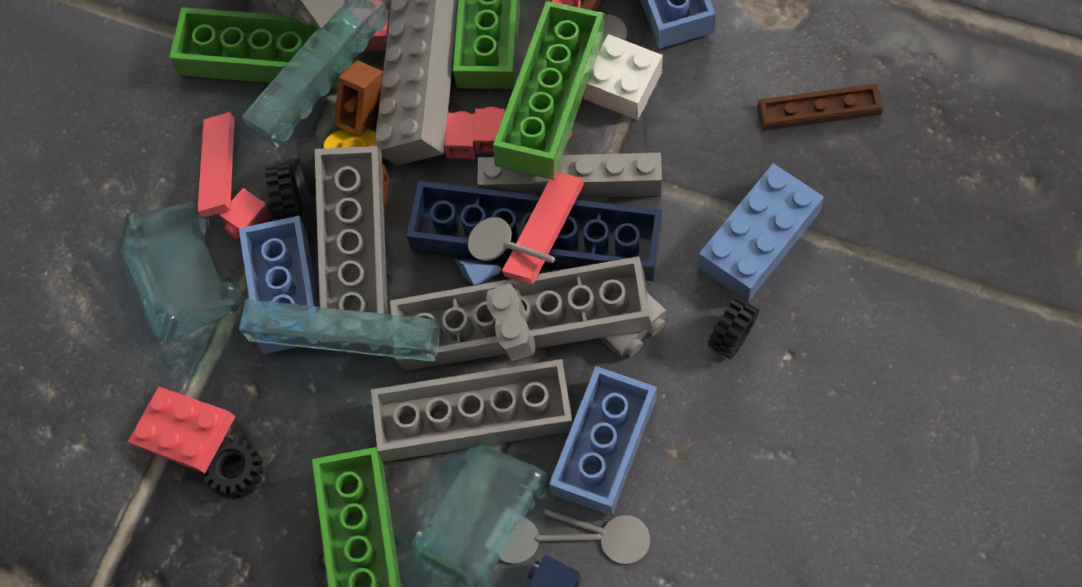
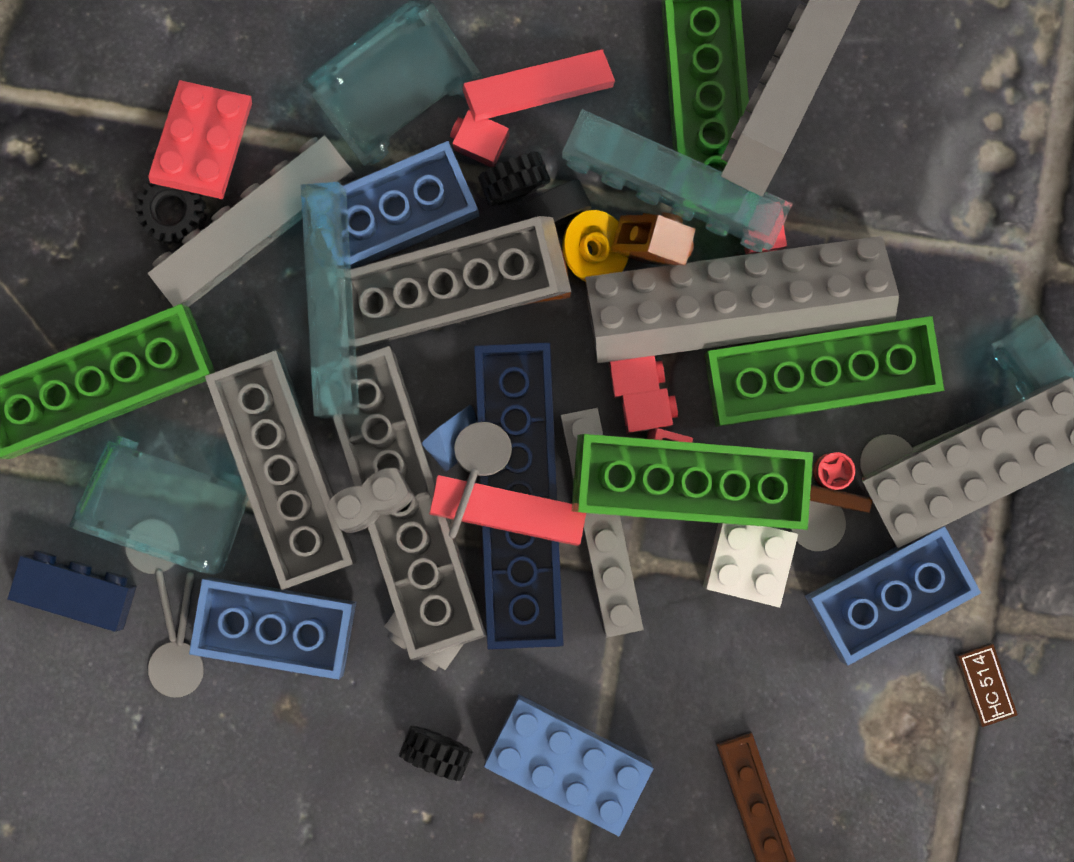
camera: 70 degrees right, 20 degrees up
(264, 405) = (247, 226): none -> light grey brick

